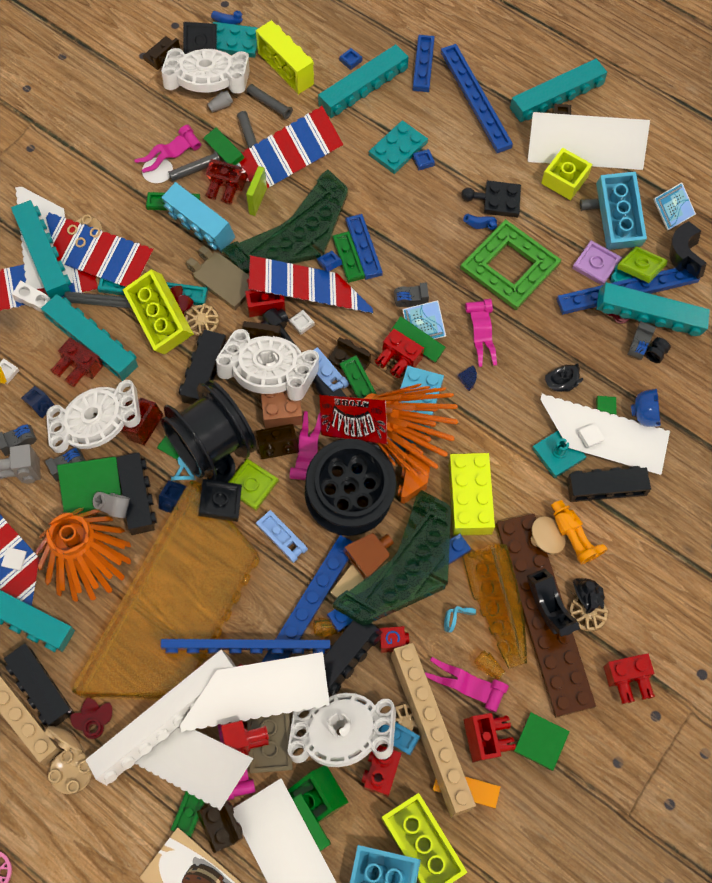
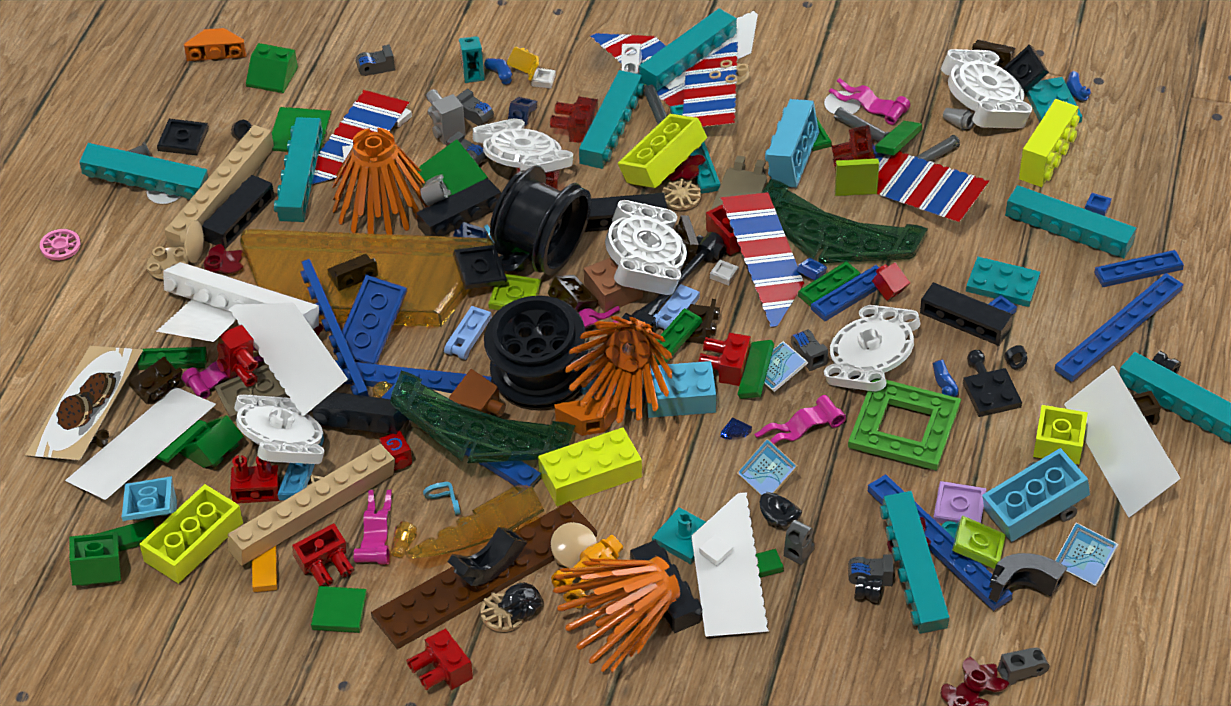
camera: 70 degrees right, 20 degrees down
(178, 606) = (352, 271): none -> dark brown bracket
(239, 608) = (372, 318): none -> blue tile
(269, 101) = (988, 155): dark grey pin -> none
(353, 418) = (617, 310): red sticker -> none
(372, 214) = (890, 281): none -> brick
(423, 181) = (966, 314): none -> black brick
(431, 267) = (885, 343): none -> white piece
(476, 168) = (1015, 355): none -> black tile
(523, 370) = (767, 468): none -> piece
(527, 84) = (1162, 359): none -> black wheel
(603, 377) = (798, 538): none -> dark grey leg
(632, 503) = (643, 590): none -> orange plant
(647, 408) = (782, 596): blue cylinder -> none

